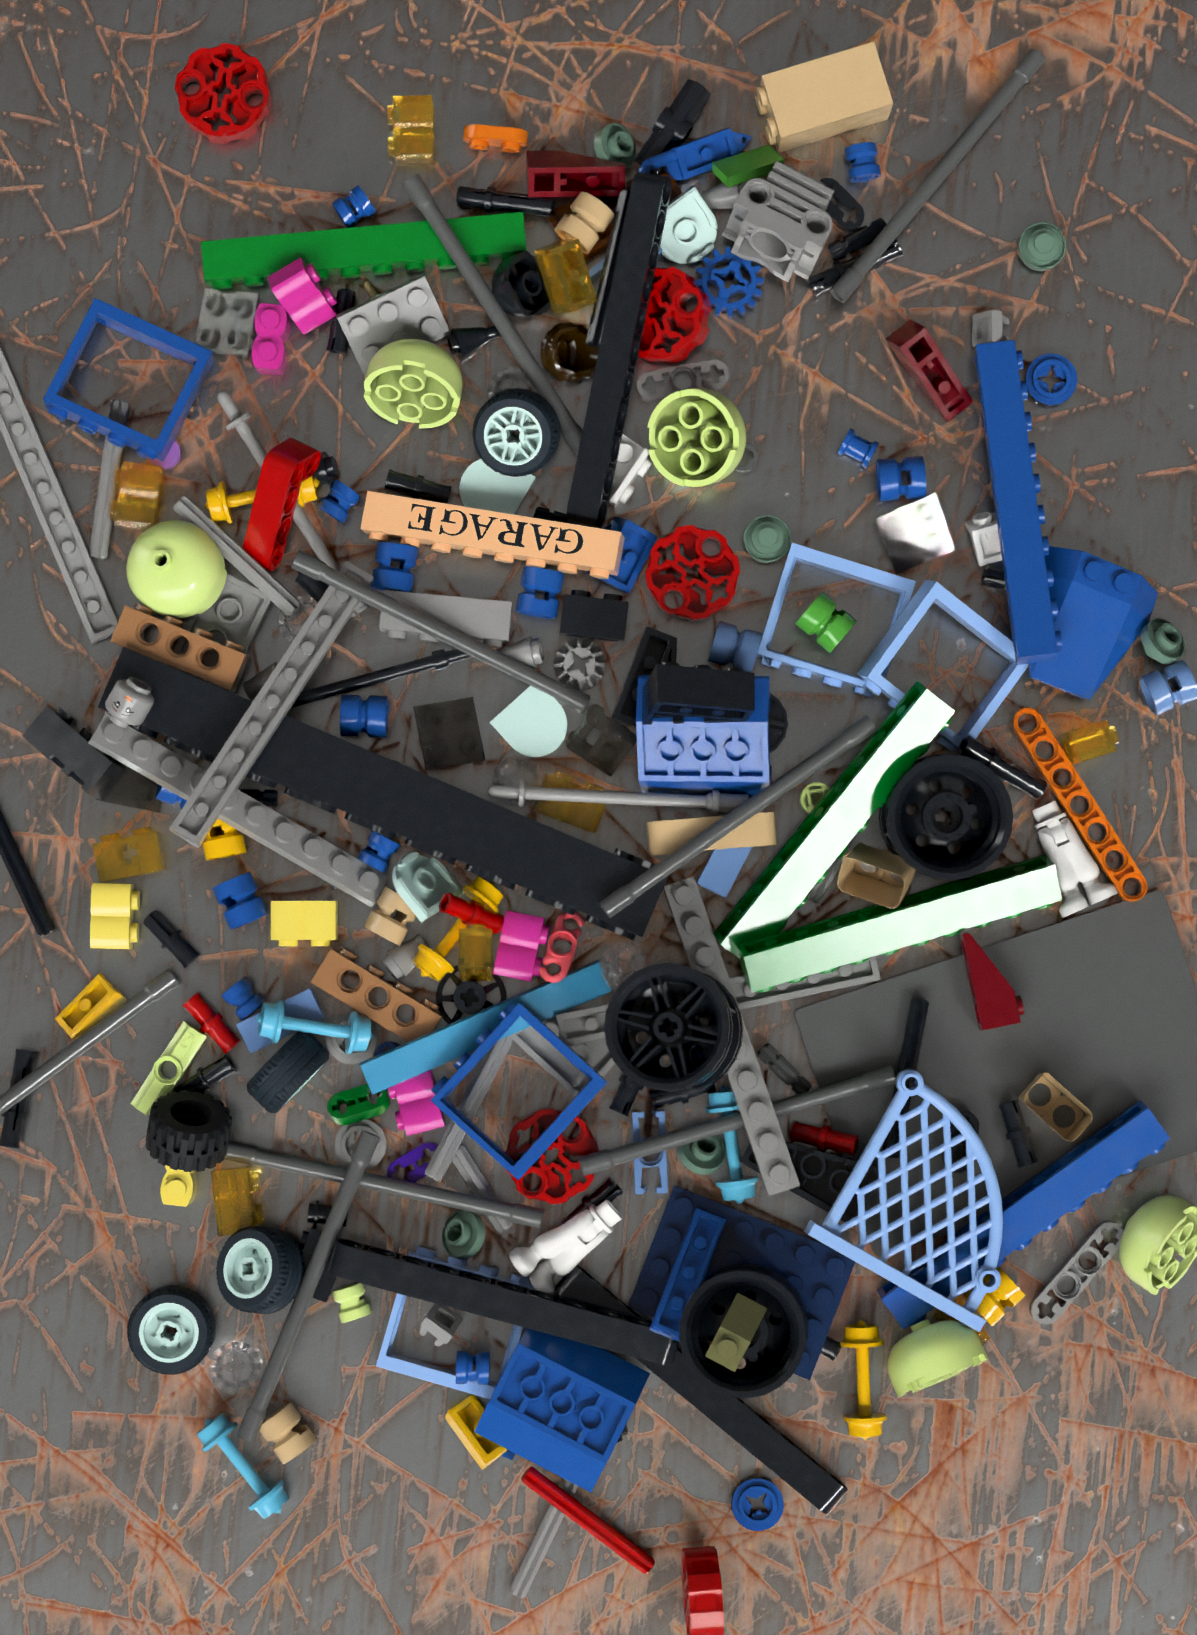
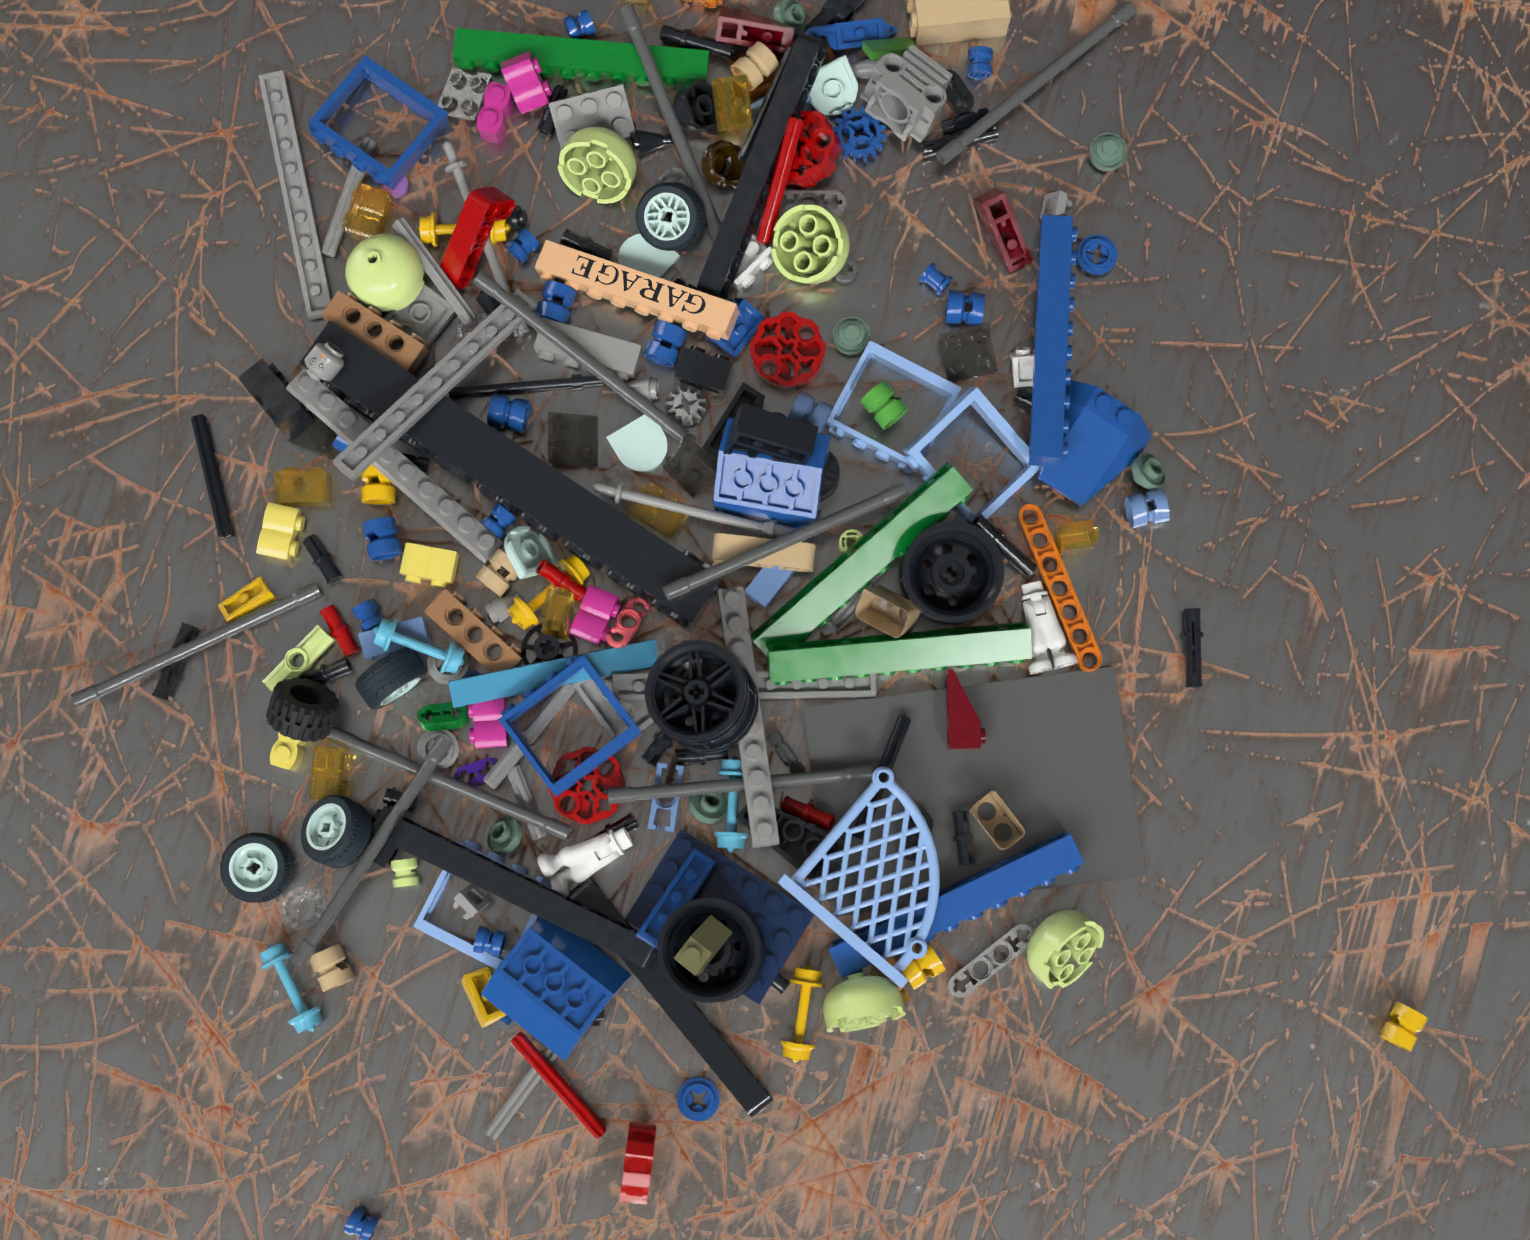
camera: 10 degrees right, 5 degrees down
(643, 363) = (779, 180): none -> red axle

